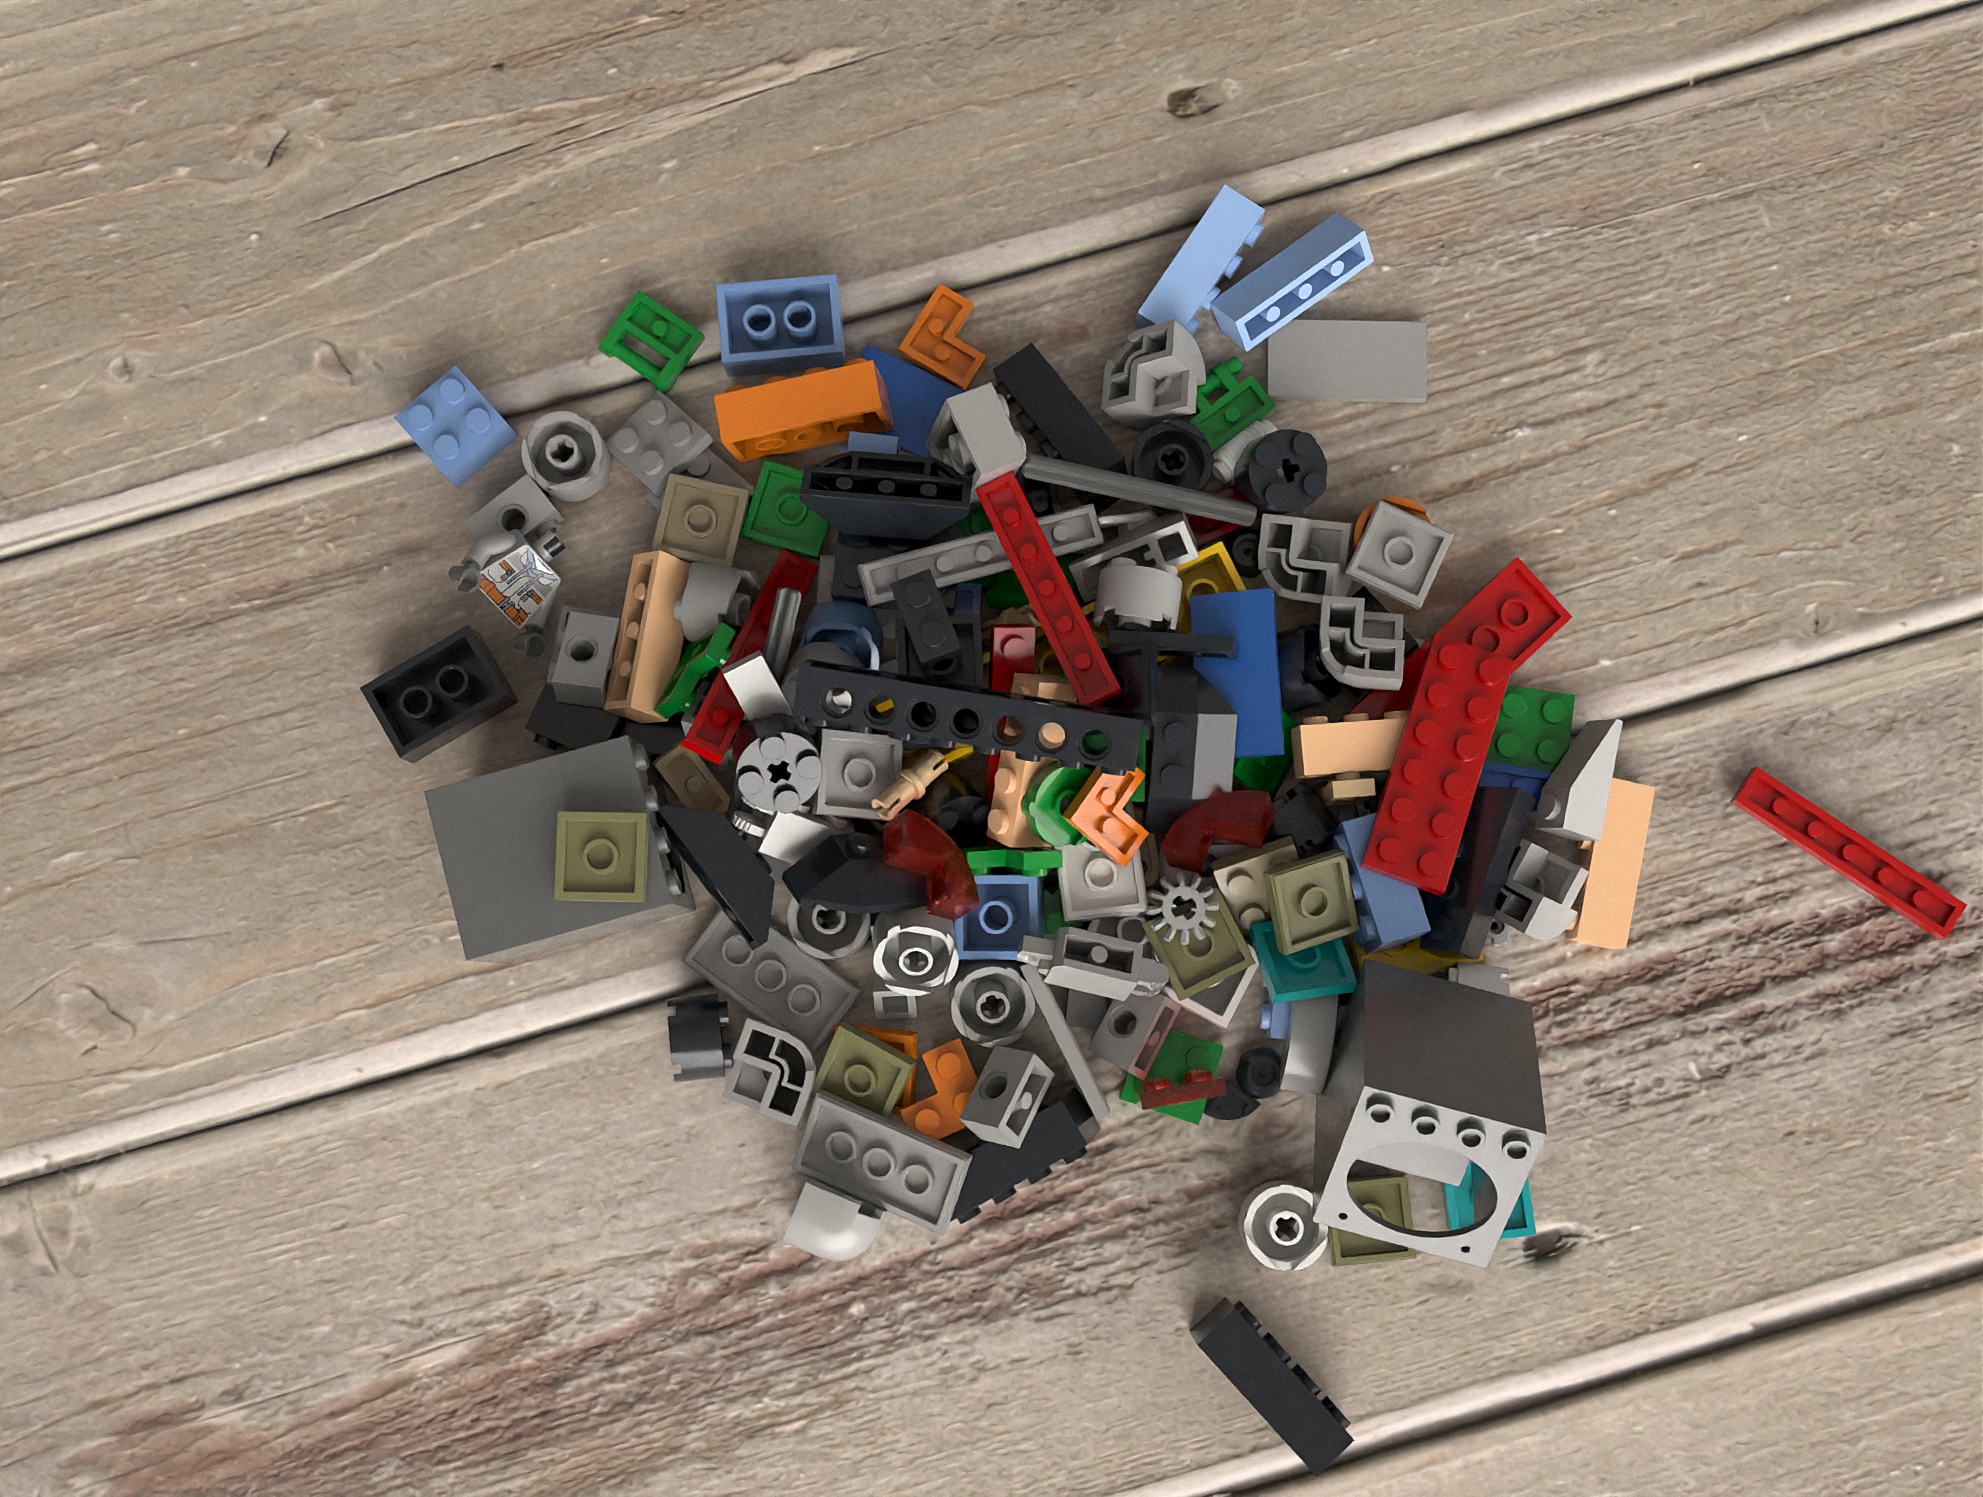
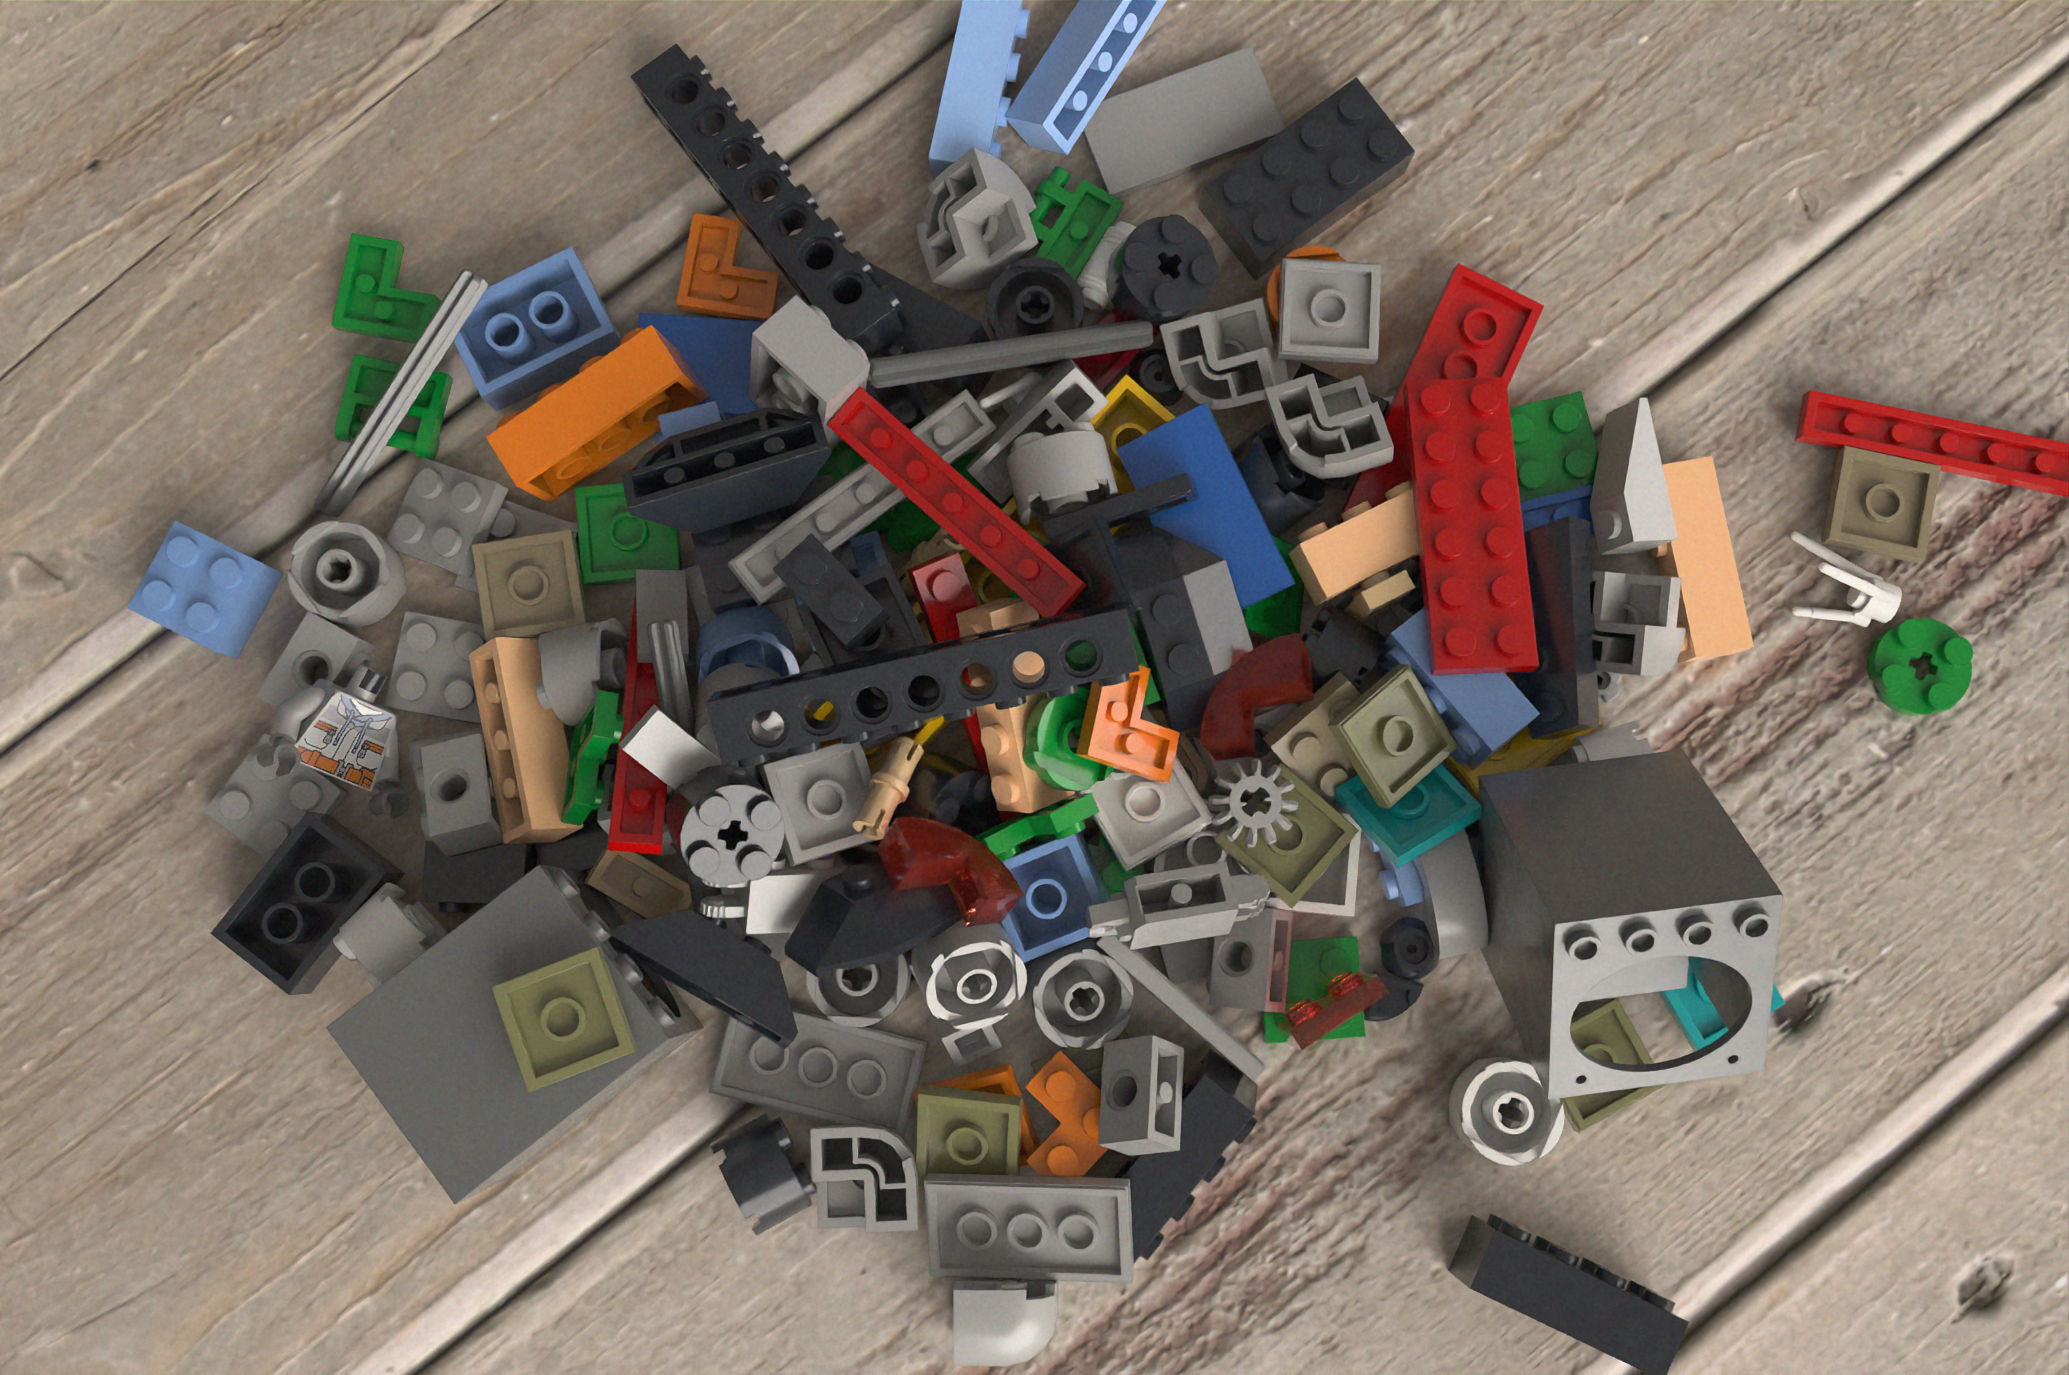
camera: 25 degrees left, 0 degrees up
(437, 609) = (267, 807): none -> light grey plate
(490, 742) = (388, 934): none -> white brick
(603, 555) = (434, 668): none -> light grey plate
(662, 335) = (401, 392): none -> axle
(667, 257) = (369, 296): none -> green plate
(796, 570) = (660, 597): none -> light grey tile
(967, 175) = (692, 112): none -> black brick
(1426, 443) = (1305, 178): none -> black brick
(1736, 946) = (1867, 595): none -> white plant
(1776, 879) = (1881, 504): none -> dark tan plate
(1779, 1018) = (1948, 663): none -> green plate

